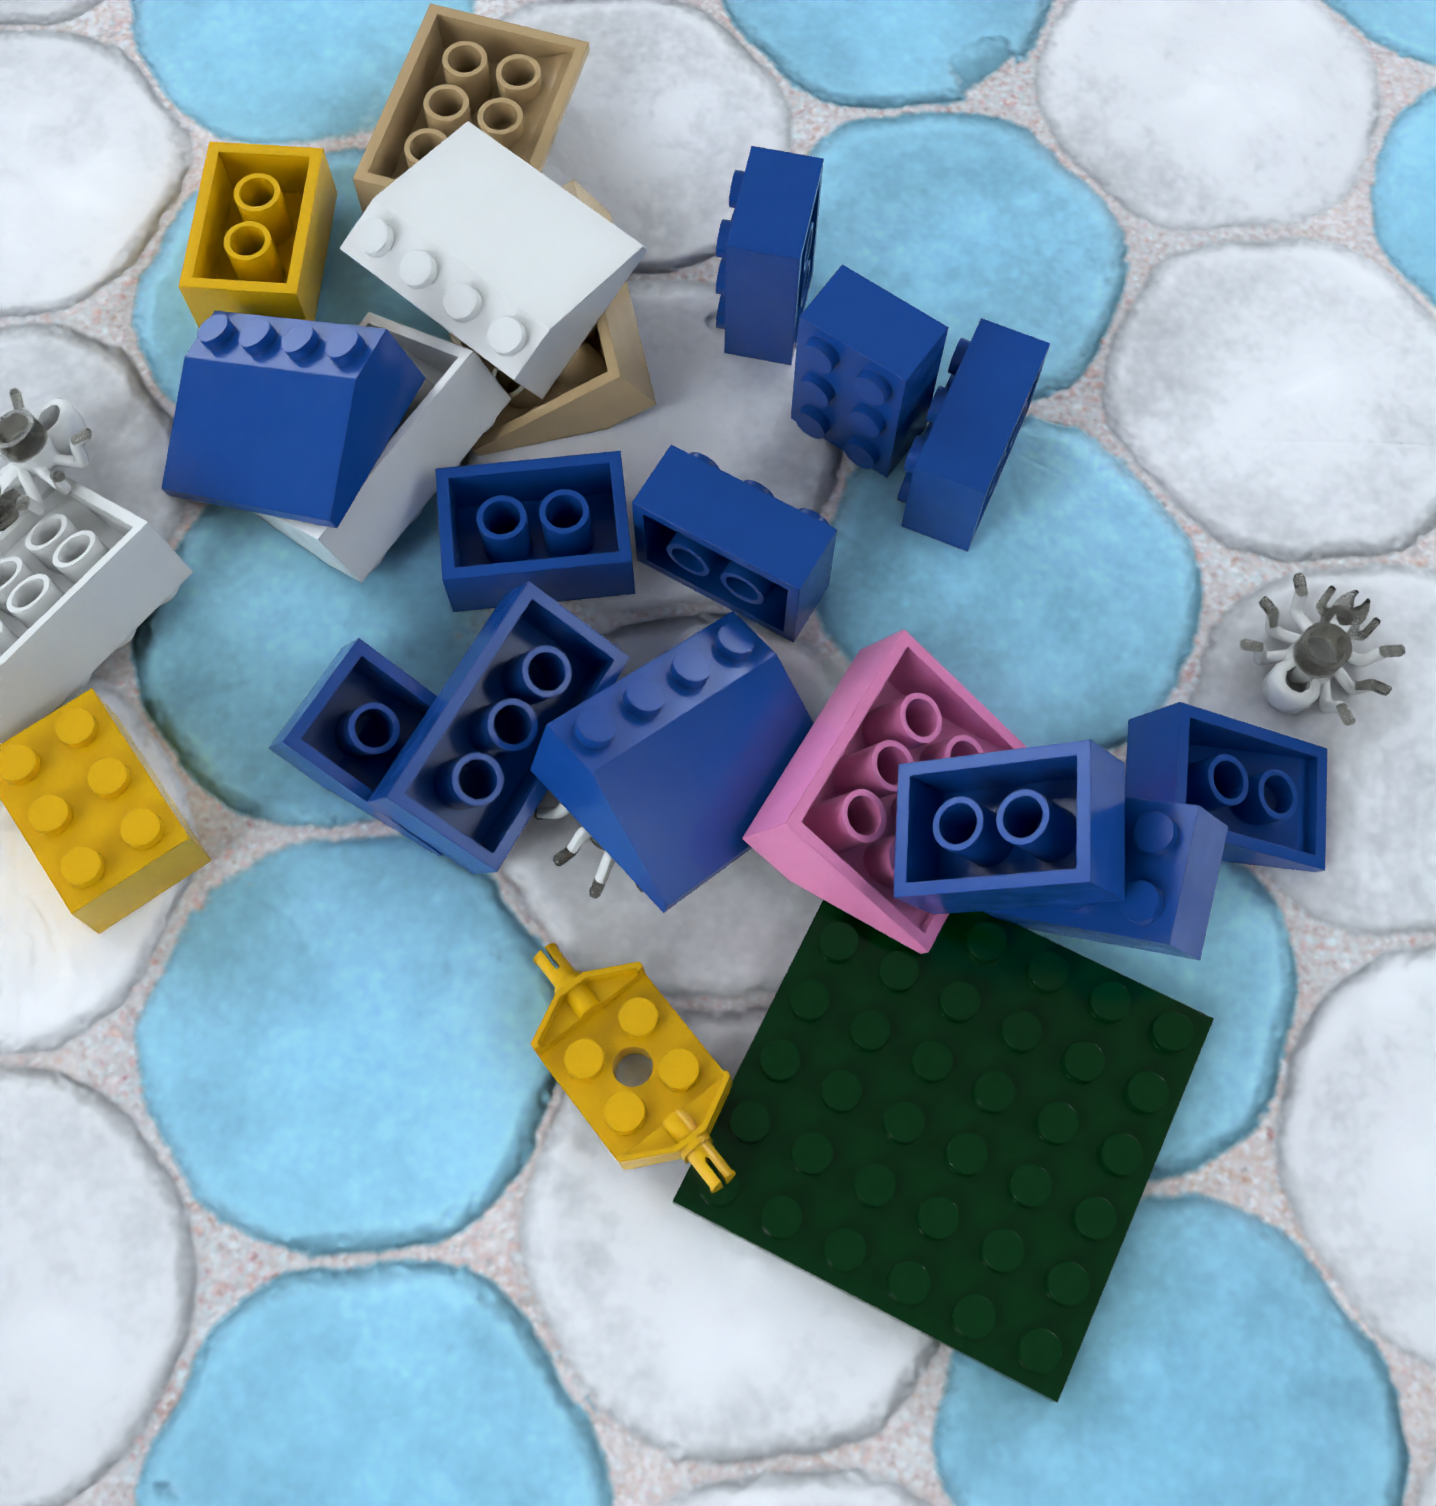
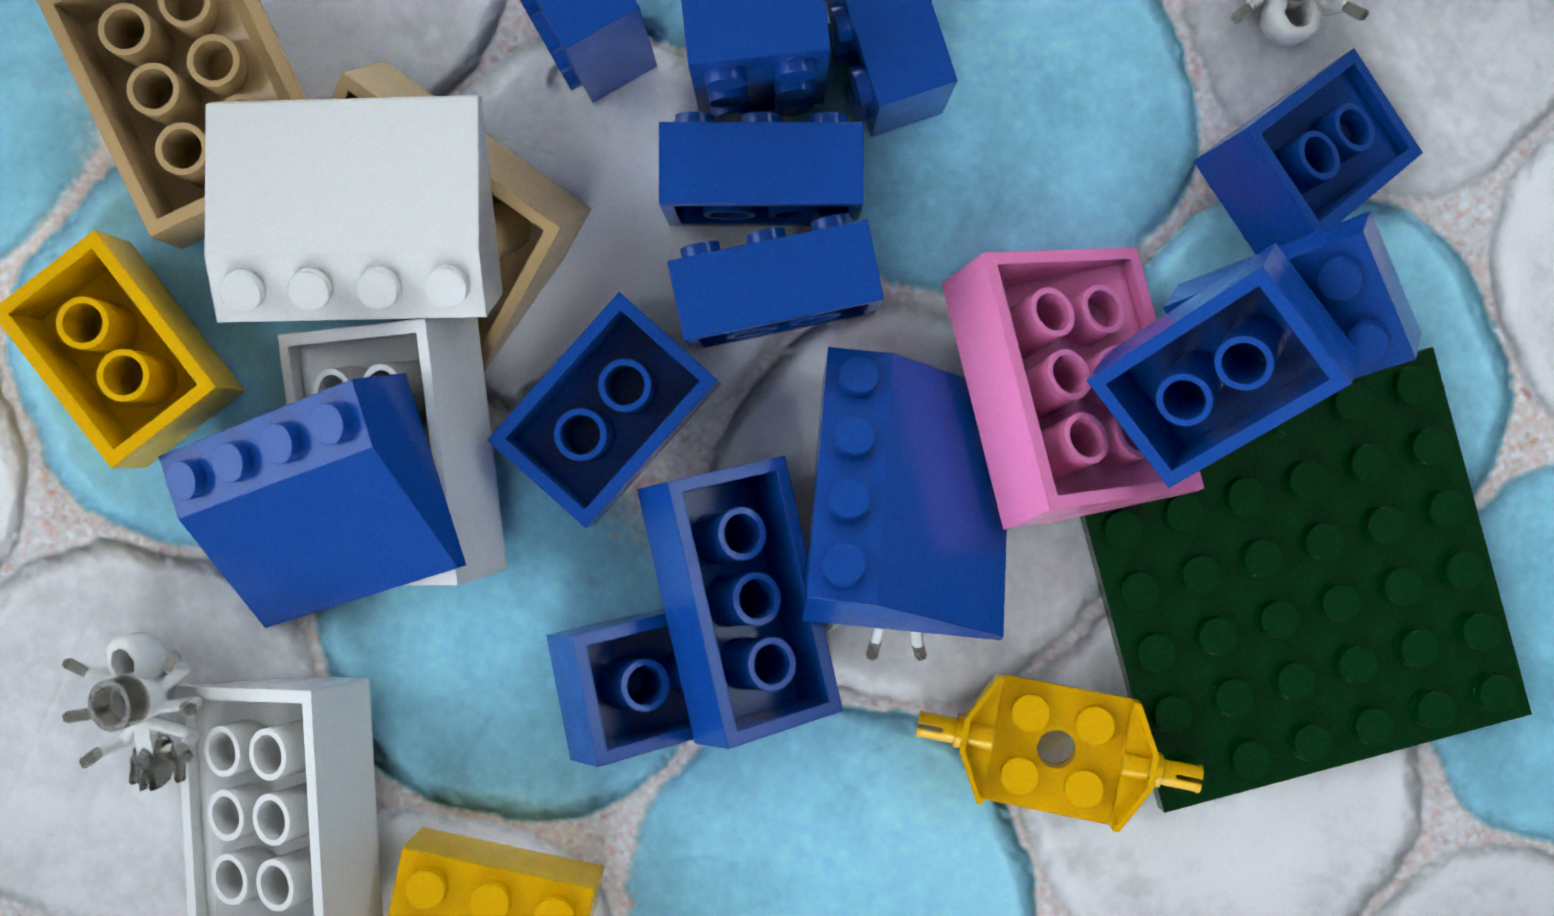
camera: 40 degrees left, 20 degrees up
(797, 451) = (759, 169): none -> blue brick

